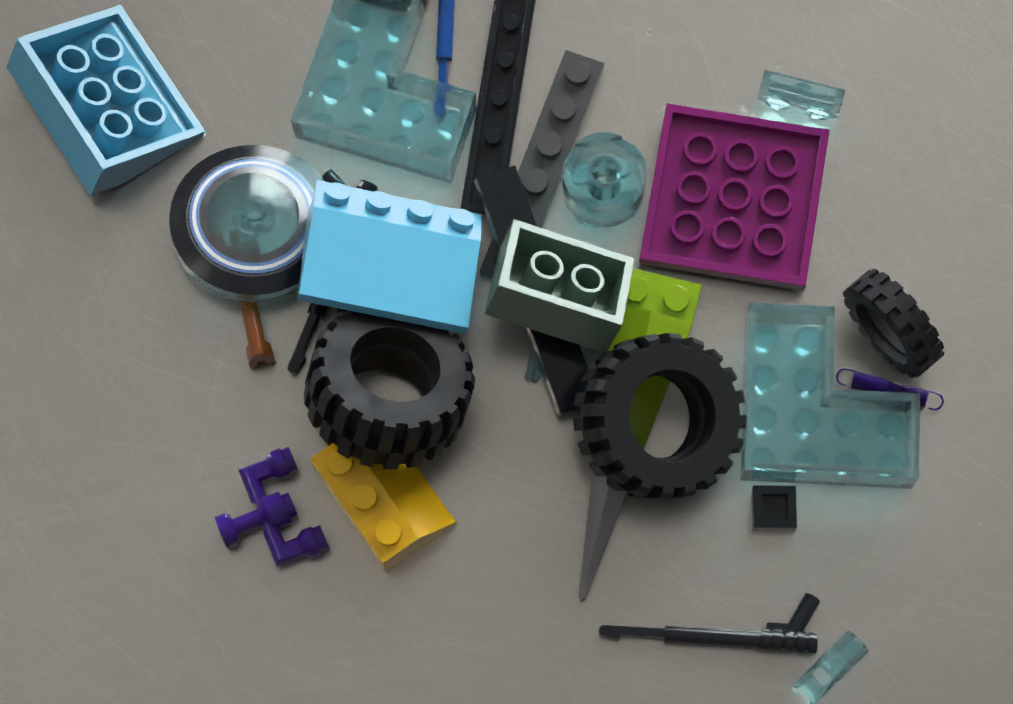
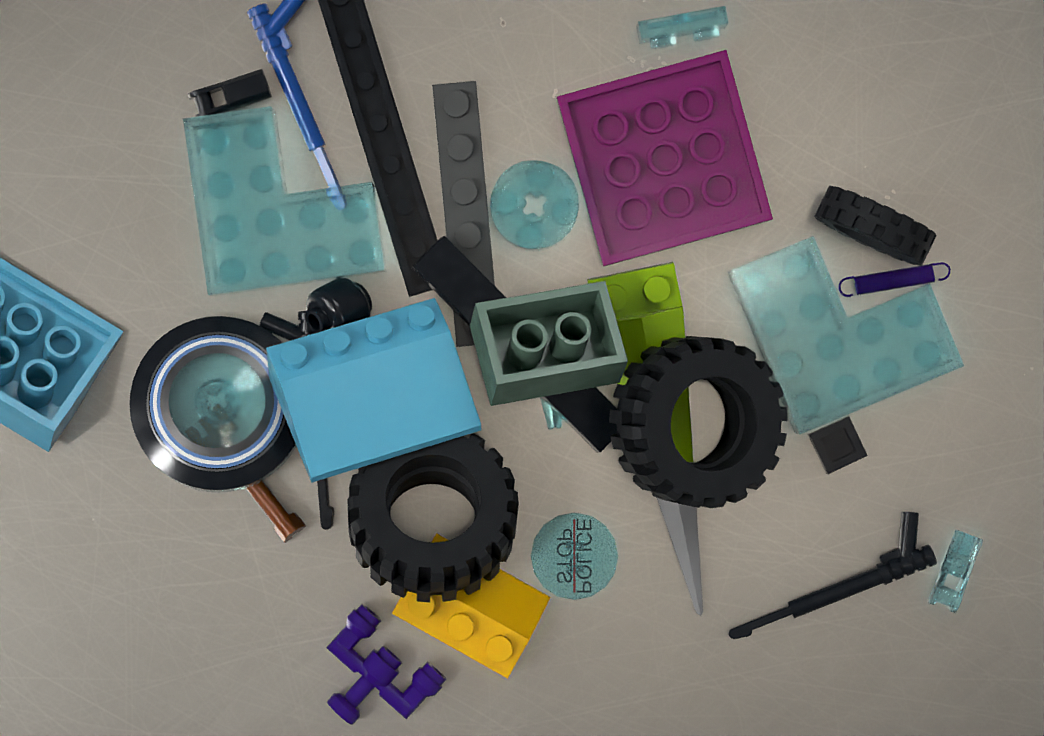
camera: 30 degrees left, 15 degrees up
(396, 181) = (337, 305): none -> black head
(494, 497) = (574, 556): none -> clear light blue piece

